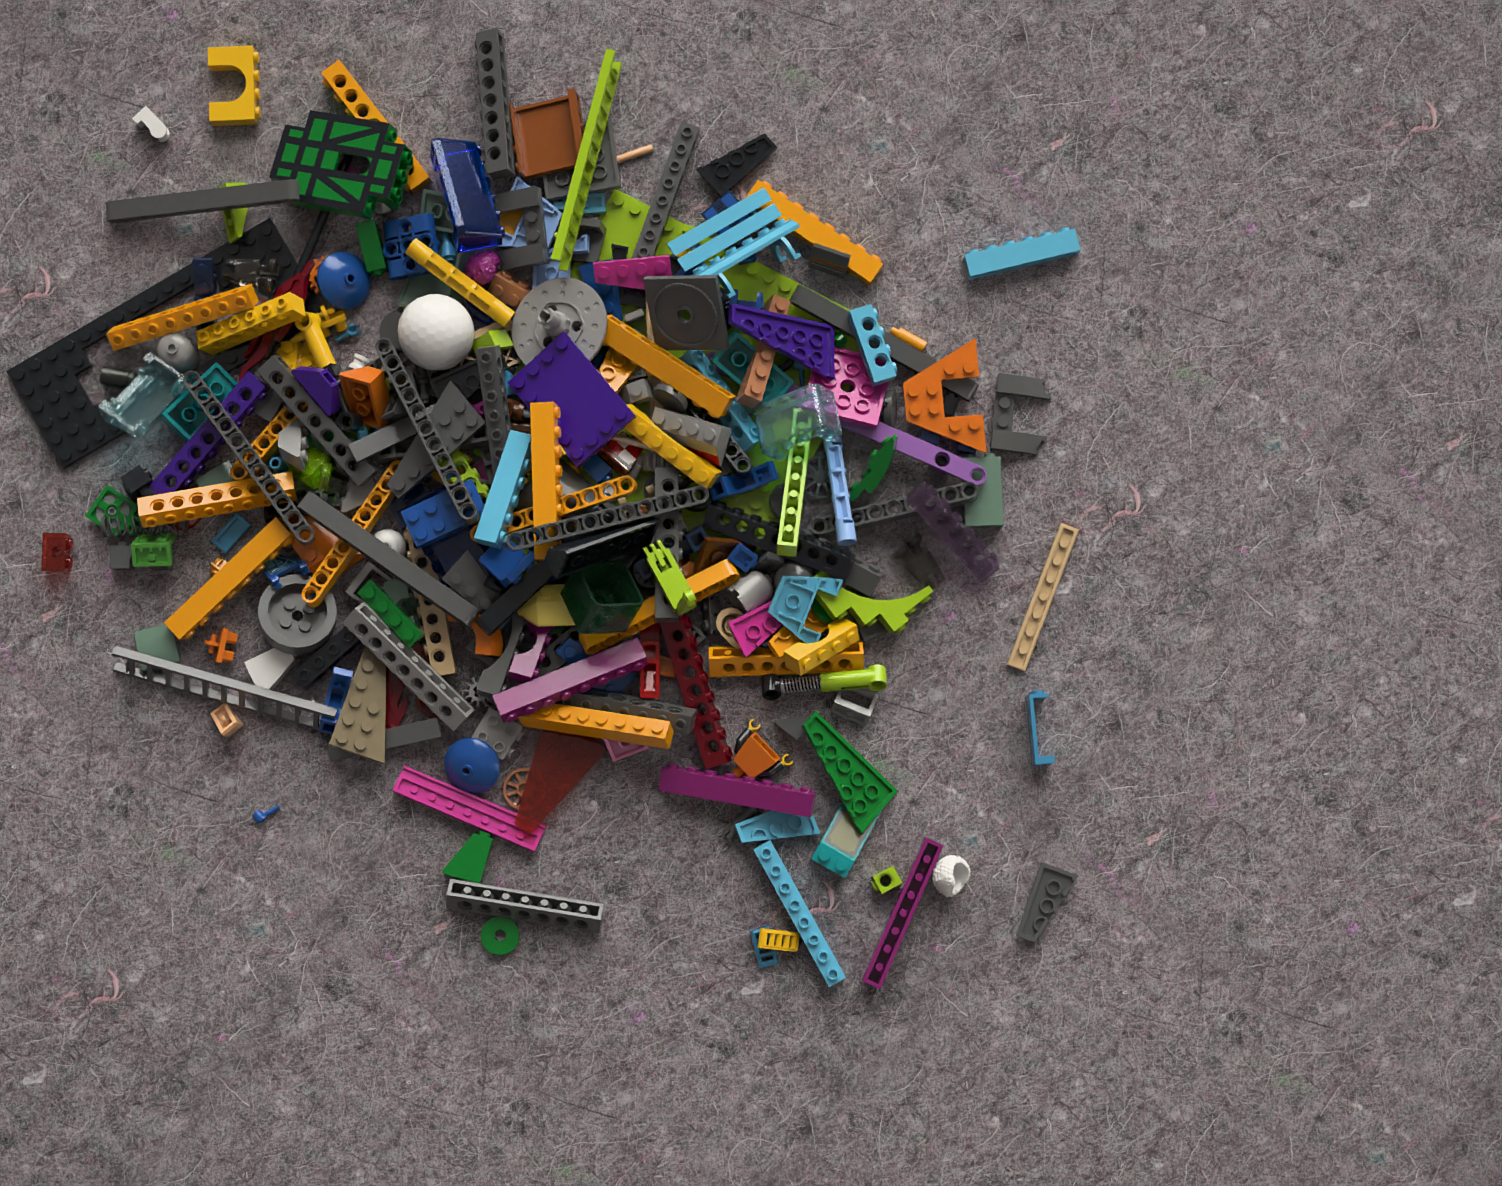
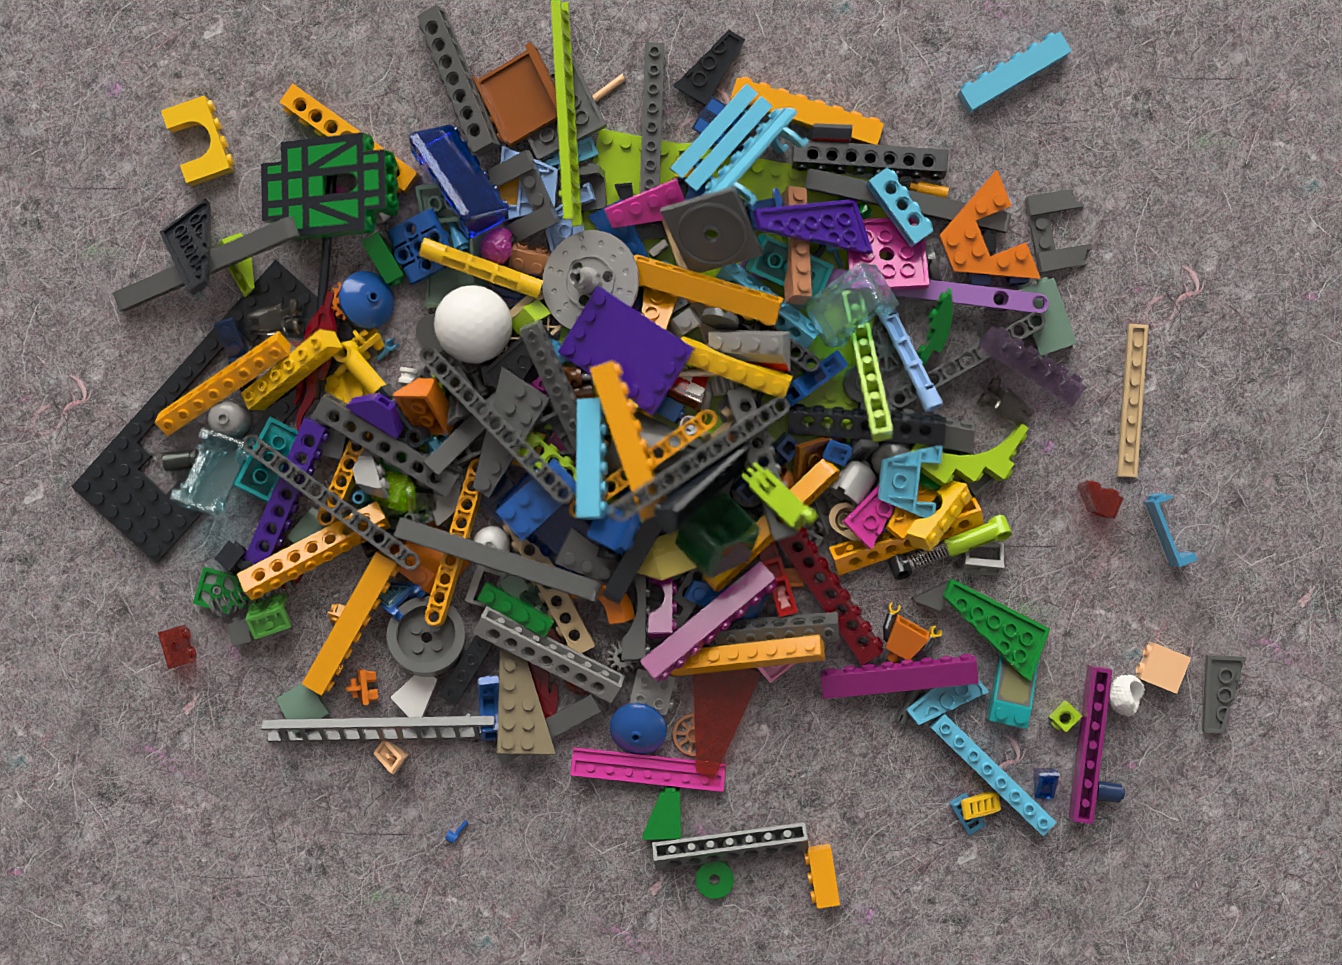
camera: 15 degrees left, 5 degrees up
(156, 127) = (138, 206): white leg -> none
(193, 179) = (189, 246): none -> black wing
(231, 533) = (337, 576): dark azure tile -> none
(604, 963) = (822, 876): none -> light orange brick
(848, 939) = (1045, 782): none -> clear blue slope
(868, 289) = (878, 153): none -> black brick
(907, 966) = (1110, 792): none -> dark blue brick
(980, 680) = (1100, 500): none -> clear red slope
(994, 860) = (1162, 667): none -> light nougat piece

